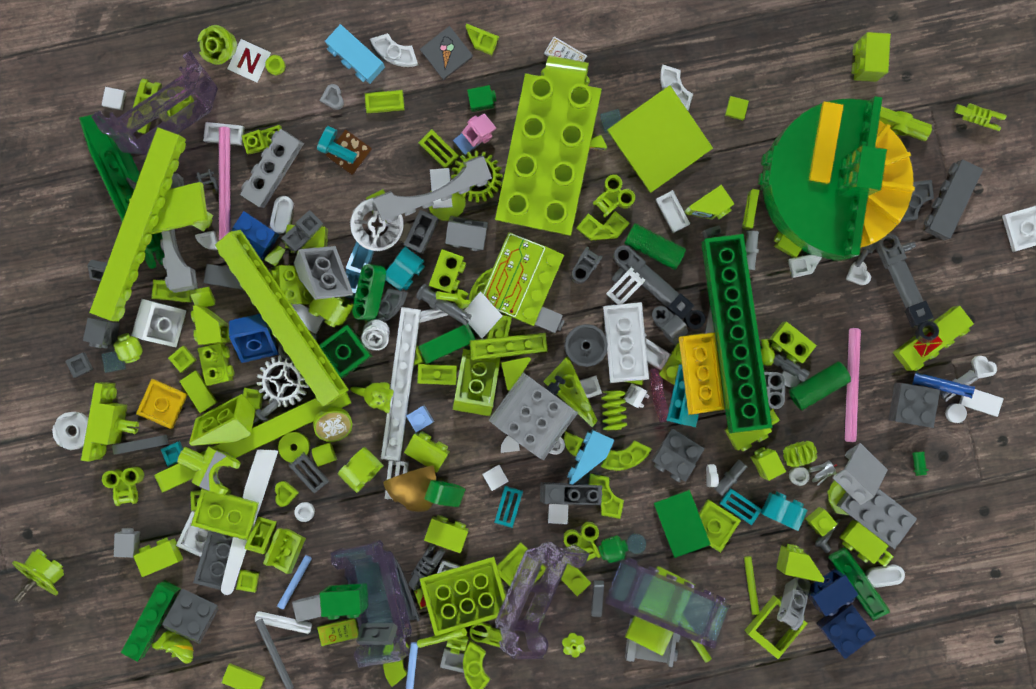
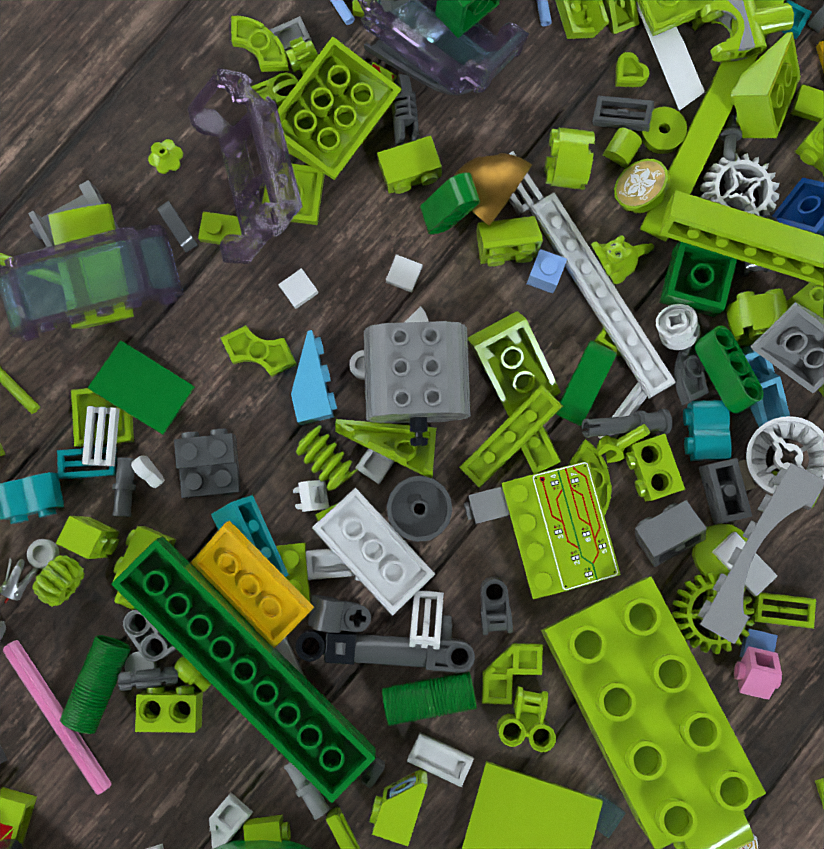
camera: 150 degrees right, 5 degrees down
(254, 397) = (756, 147): lime tile -> none
(304, 511) = (591, 68): white tile -> none
(311, 322) = (763, 282): white tile -> none
(437, 374) = (567, 338): lime plate -> none
(441, 638) = (337, 31): lime bar -> none
(447, 565) = (380, 132): white tile -> none
(481, 98) = (786, 715): green brick -> none
(483, 315) = (571, 449): white sticker -> none
(512, 490) = (370, 275): teal tile -> none
(513, 370) = (483, 413): lime slope -> none
(570, 493) = (307, 314): dark grey slope -> none
(572, 443) = (344, 383): lime tile -> none
(583, 541) = (240, 278): lime piece -> none
(598, 143) = (599, 773): lime slope -> none
(613, 549) = (201, 296): green head -> none
(626, 458) = (266, 415): lime tile -> none
(636, 543) = (179, 324): clear light blue tile -> none
(658, 395) = (285, 518): clear pink tile -> none
(733, 502) = (89, 436): none -> white tile

